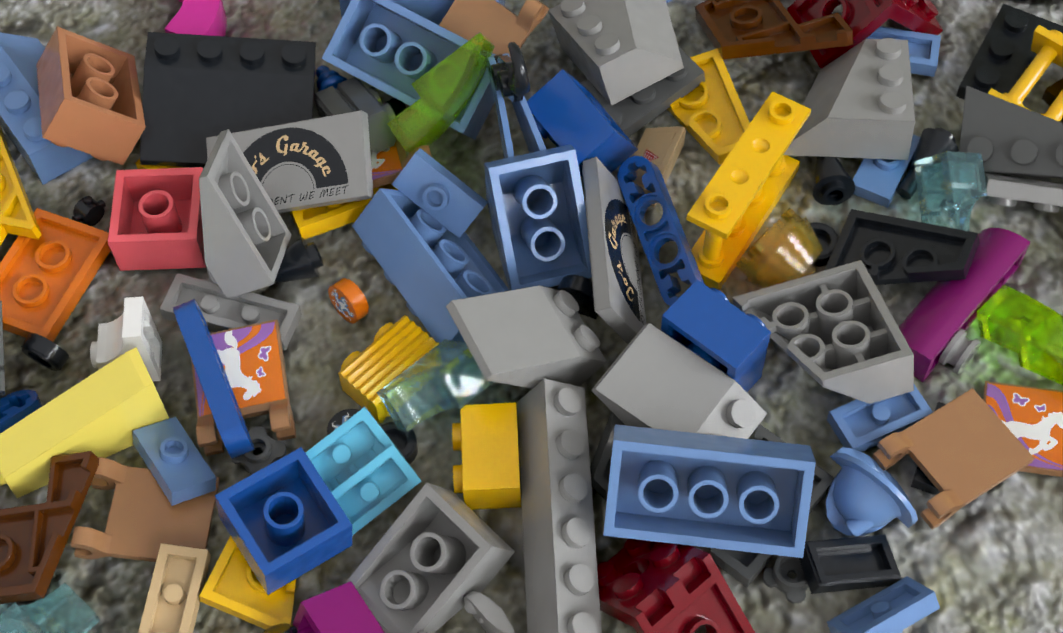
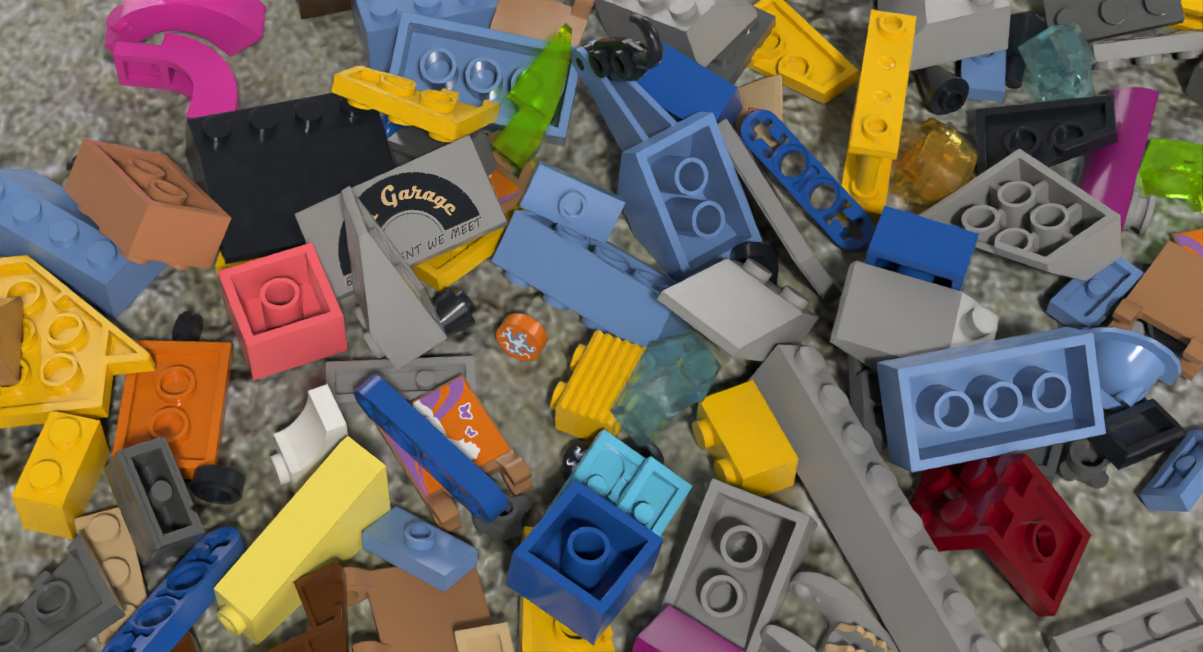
camera: 25 degrees left, 5 degrees down
(346, 80) = (427, 109): none -> yellow wing

